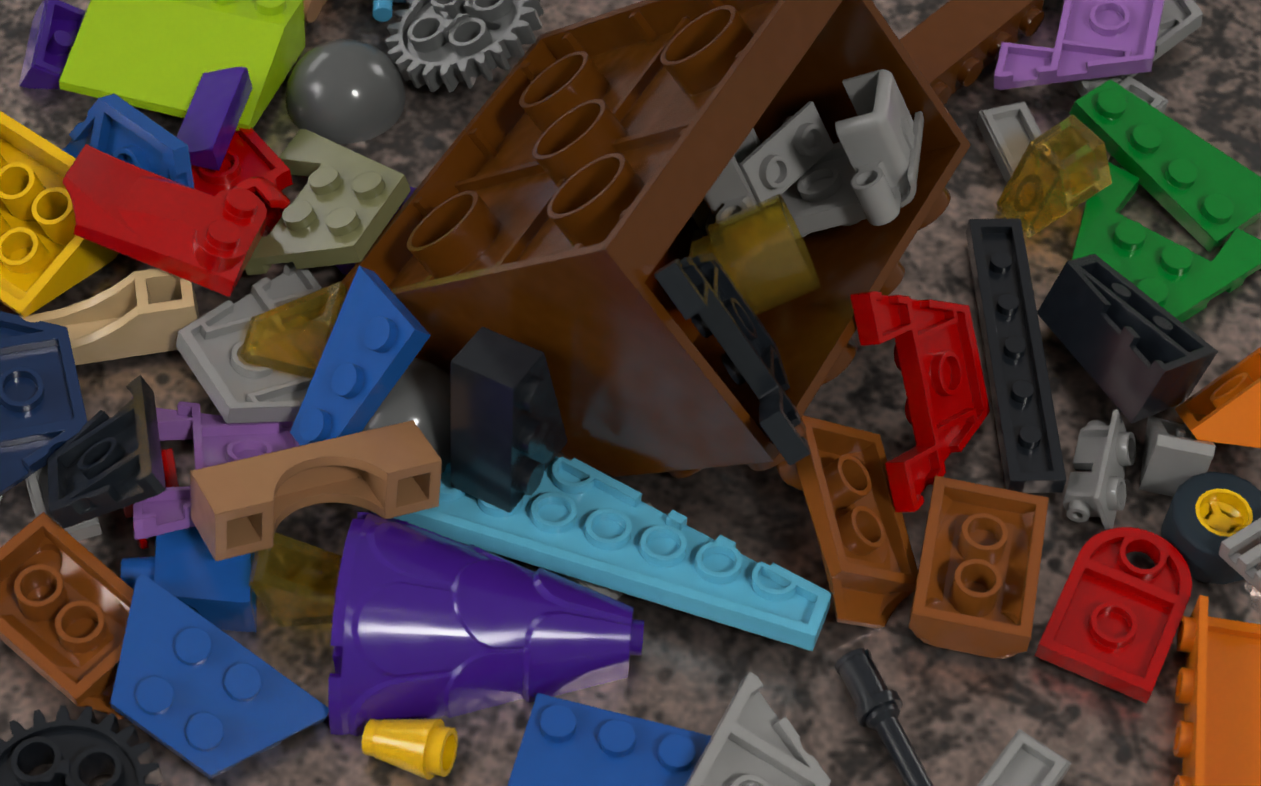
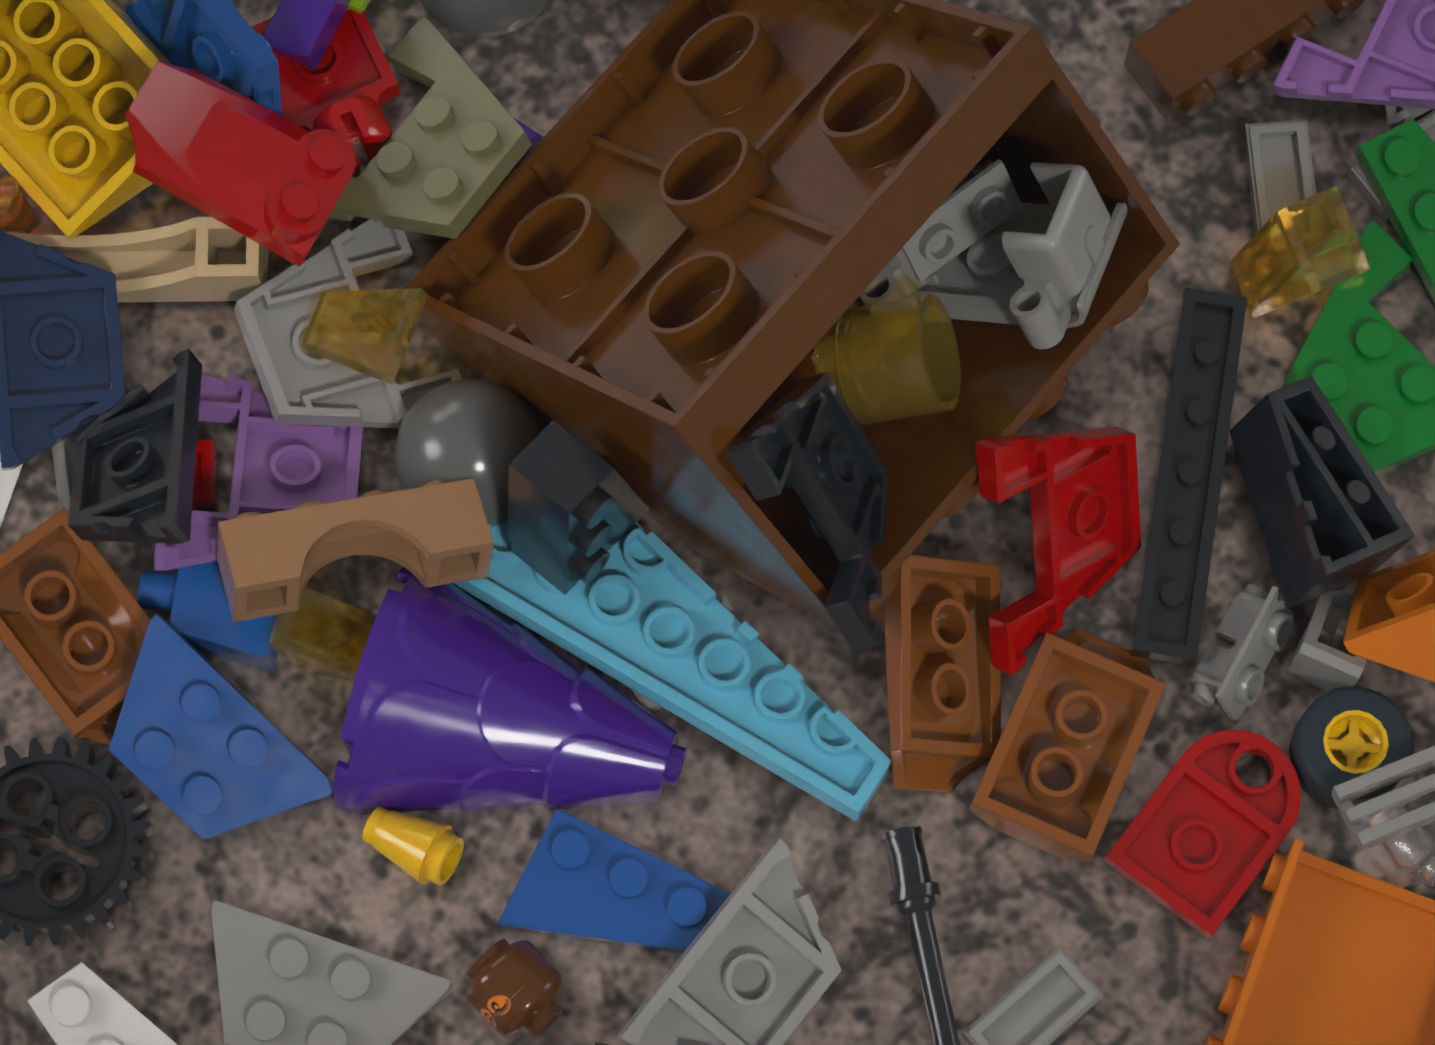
camera: 15 degrees right, 20 degrees up
(360, 363) = (425, 402): blue wing -> none

